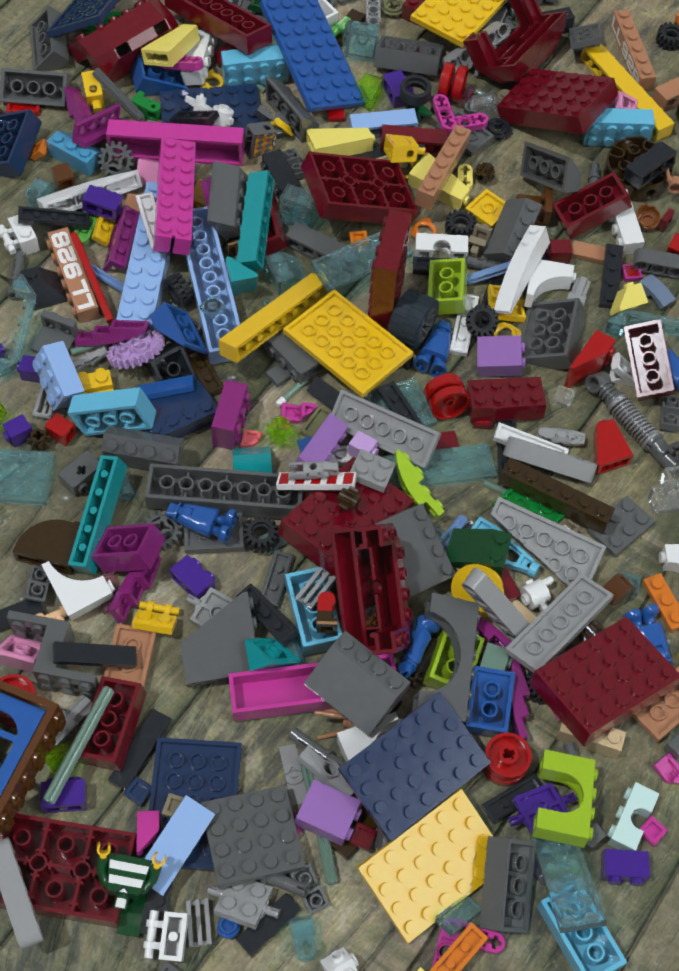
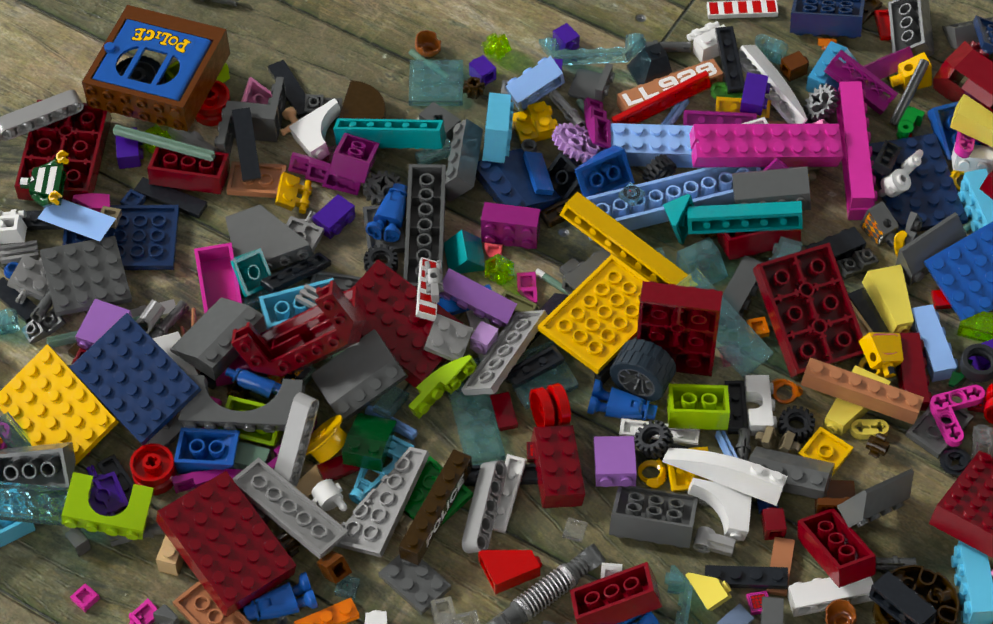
camera: 90 degrees right, 5 degrees down
(60, 429) = (481, 100): red brick -> none
(131, 919) = (24, 203): dark green slope -> none
(325, 607) = (287, 306): leg -> none
(348, 498) = (403, 310): dark brown gear -> none
(561, 436) = (518, 522): light grey hinge -> none
(591, 359) = (615, 542): red slope -> none
(625, 866) = (49, 569): dark purple brick -> none
(639, 801) = (81, 568): light aqua arch -> none

